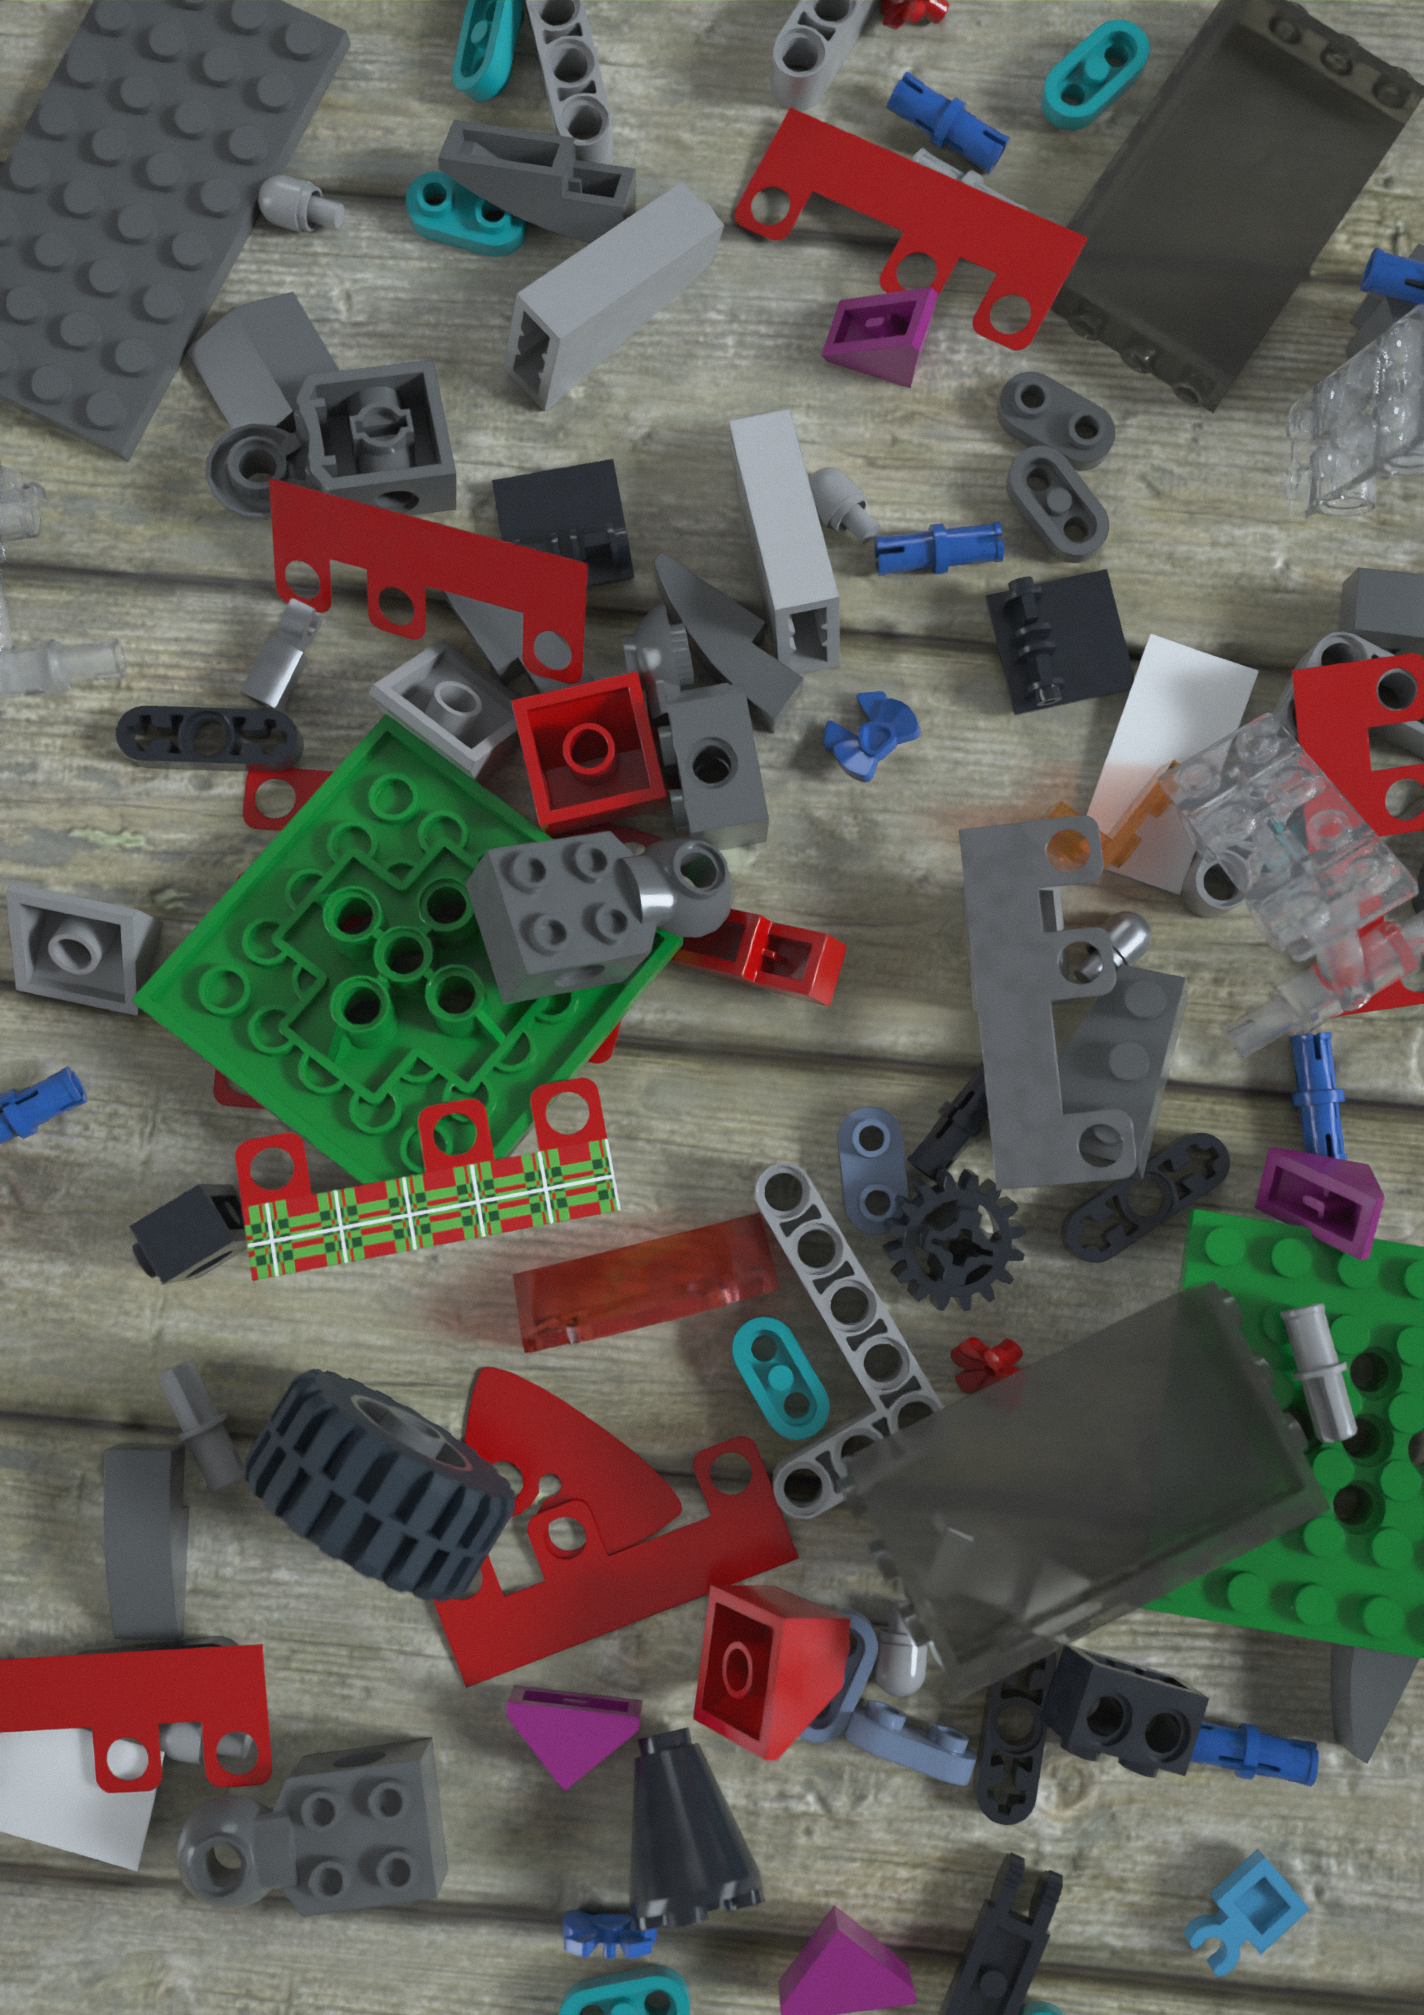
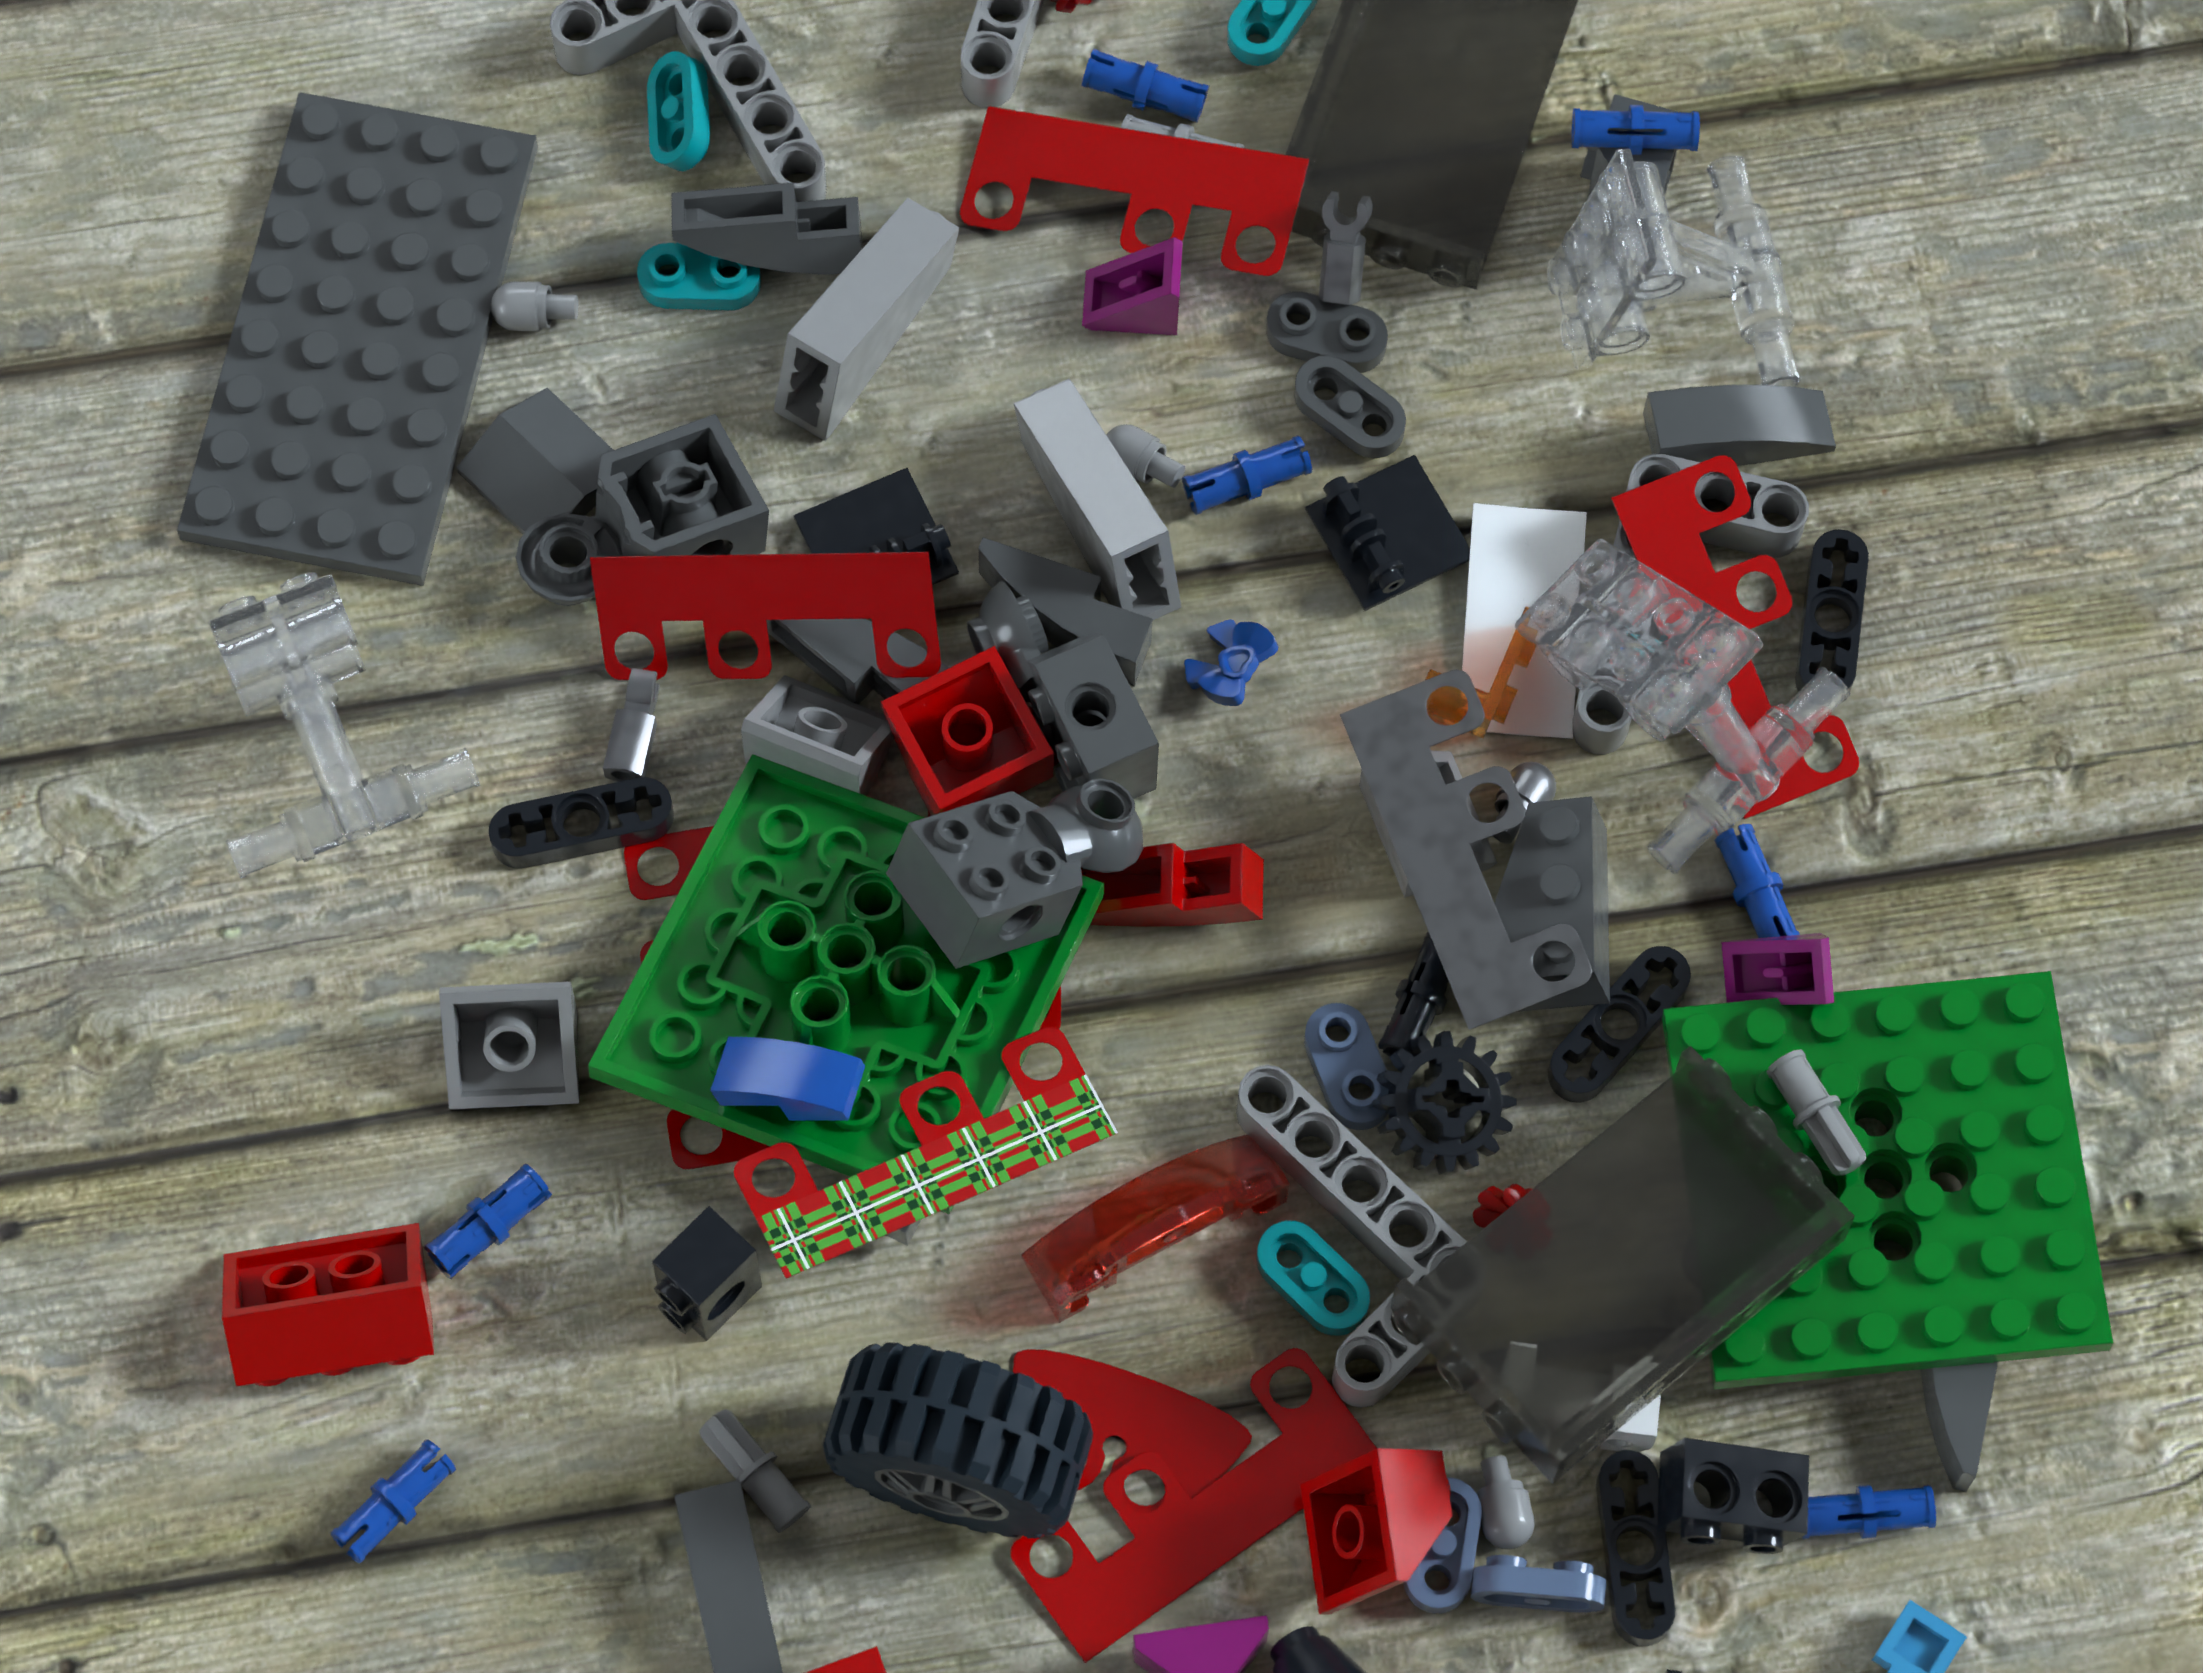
camera: 20 degrees left, 15 degrees down
(310, 1074) = (798, 1077): none -> blue slope
(1095, 343) = (1343, 252): none -> flat silver bar

